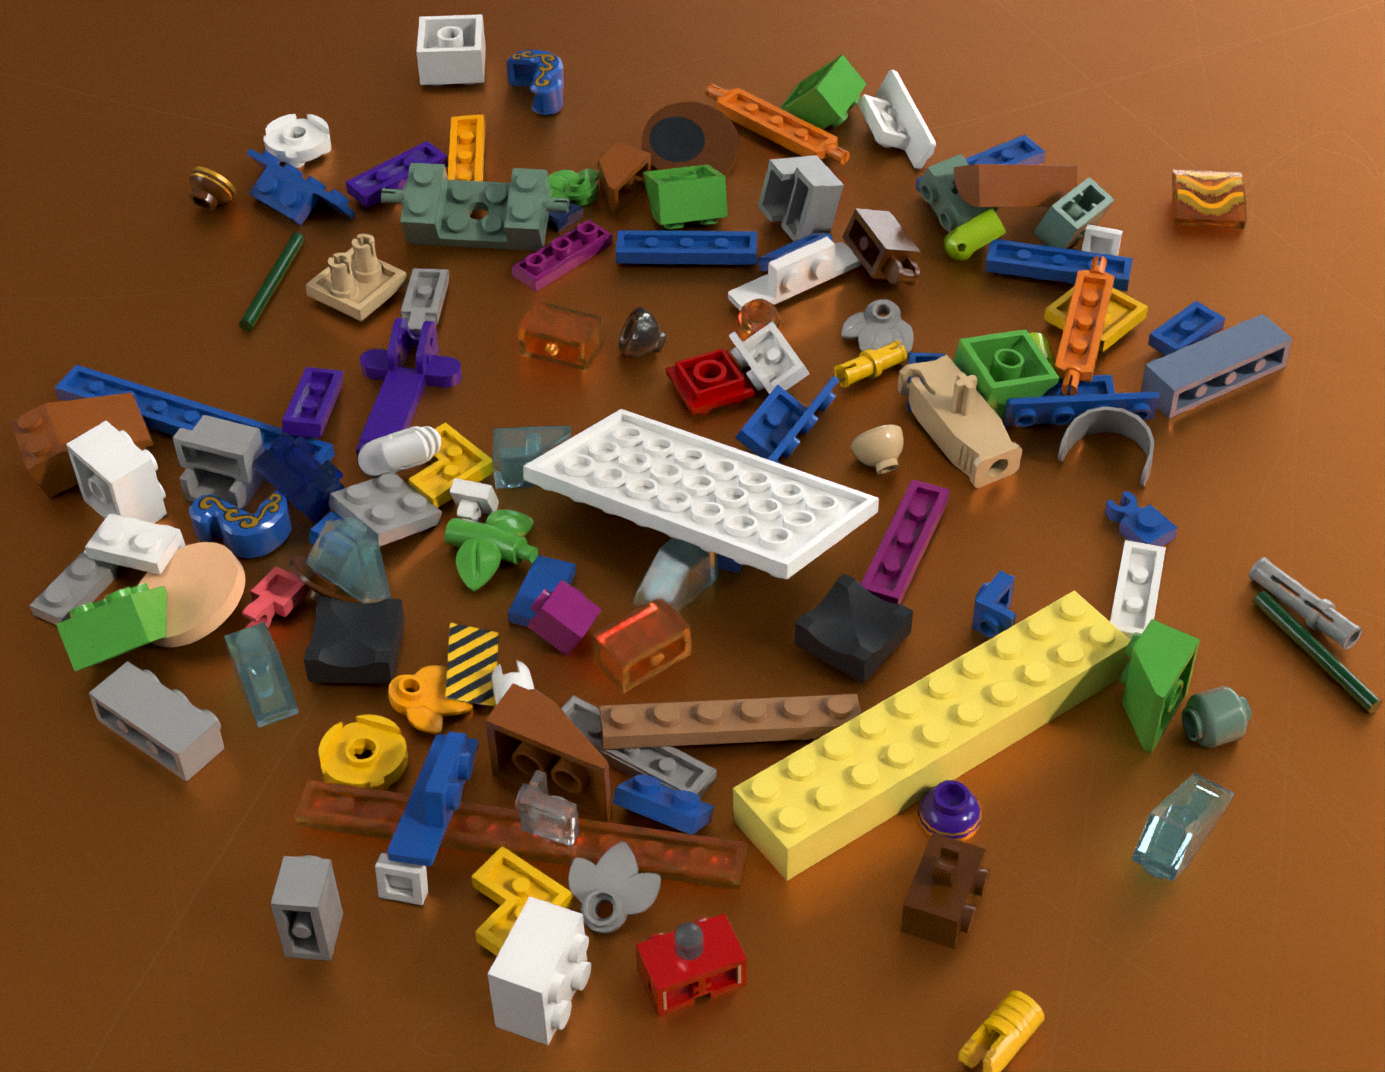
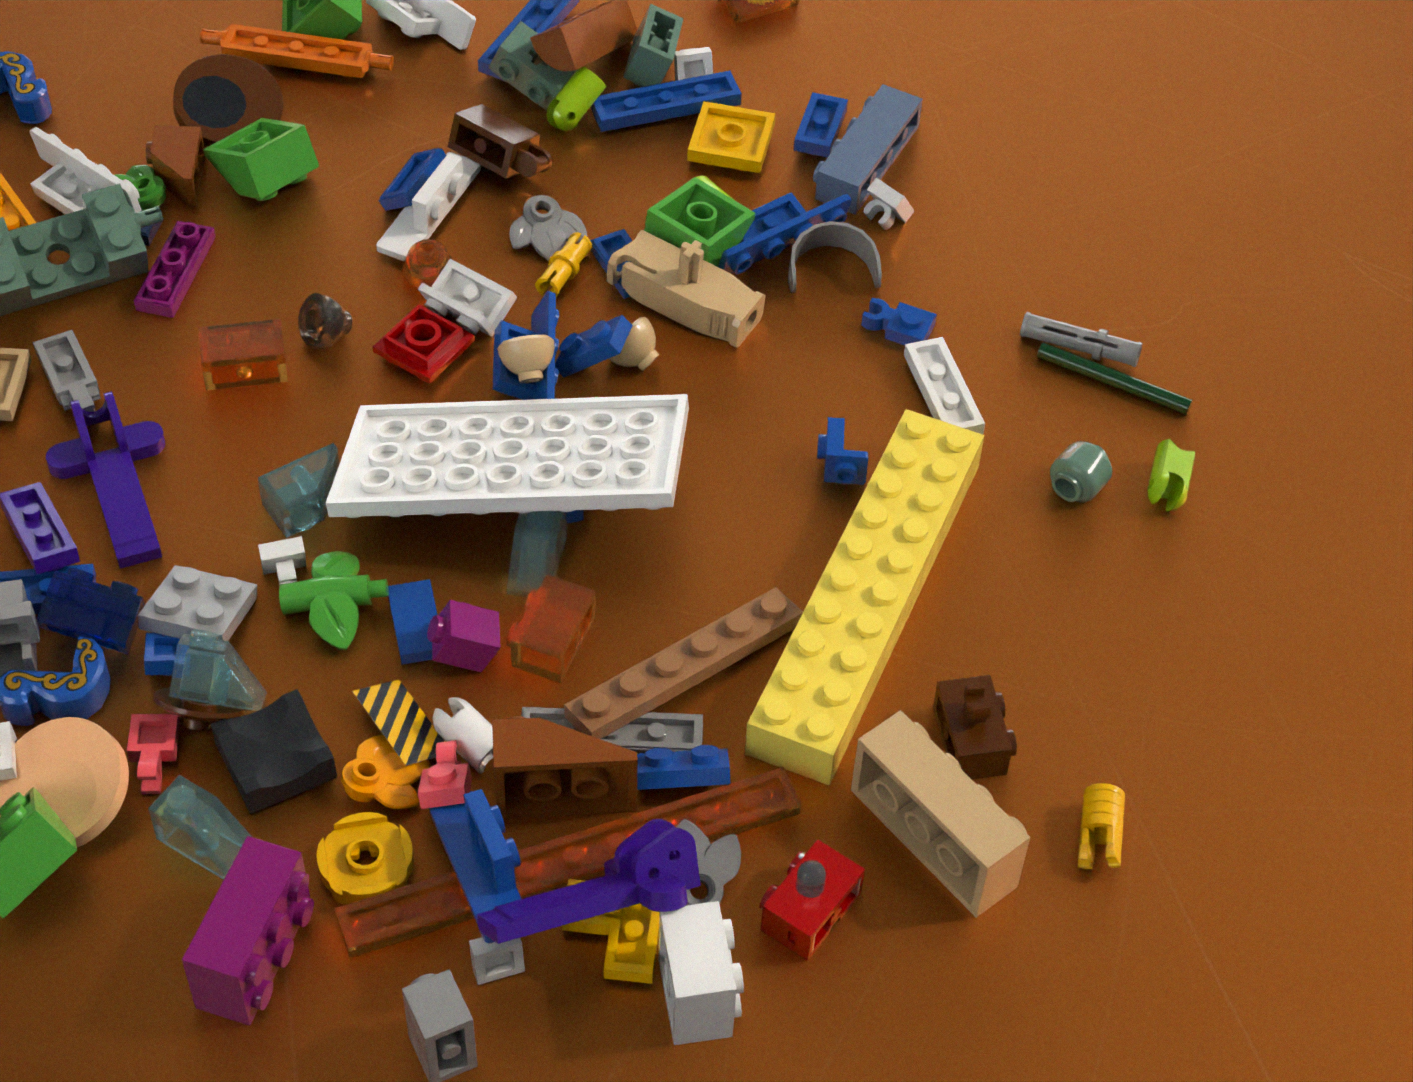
camera: 35 degrees left, 5 degrees up
(157, 720) = (124, 923): light grey brick -> none
(226, 762) = (248, 931): none -> magenta brick
(399, 450) = (172, 542): white arm -> none
(455, 459) = (232, 528): yellow plate -> none
(463, 718) = (446, 781): none -> coral plate
(534, 156) = (72, 175): none -> white bracket
(545, 814) = (595, 829): clear bracket -> none
(558, 862) = (647, 869): none -> dark purple piece
(686, 247) = (300, 213): blue plate -> none
(774, 418) = (527, 356): none -> tan brick
(801, 195) = (385, 118): light grey plate -> none
(839, 433) = (593, 345): none -> blue plate
(850, 945) = (939, 813): none -> tan brick
(853, 629) = (732, 528): black brick -> none
(905, 541) = (718, 429): magenta plate -> none
(950, 811) = (923, 657): dark purple piece -> none
(1084, 326) = (740, 153): orange plate -> none
(1157, 679) = (1022, 461): bright green slope -> none
(1180, 826) = (1119, 581): clear light blue slope -> none
(1199, 417) = (890, 202): none -> white tile
(1306, 756) = (1170, 475): none -> lime piece

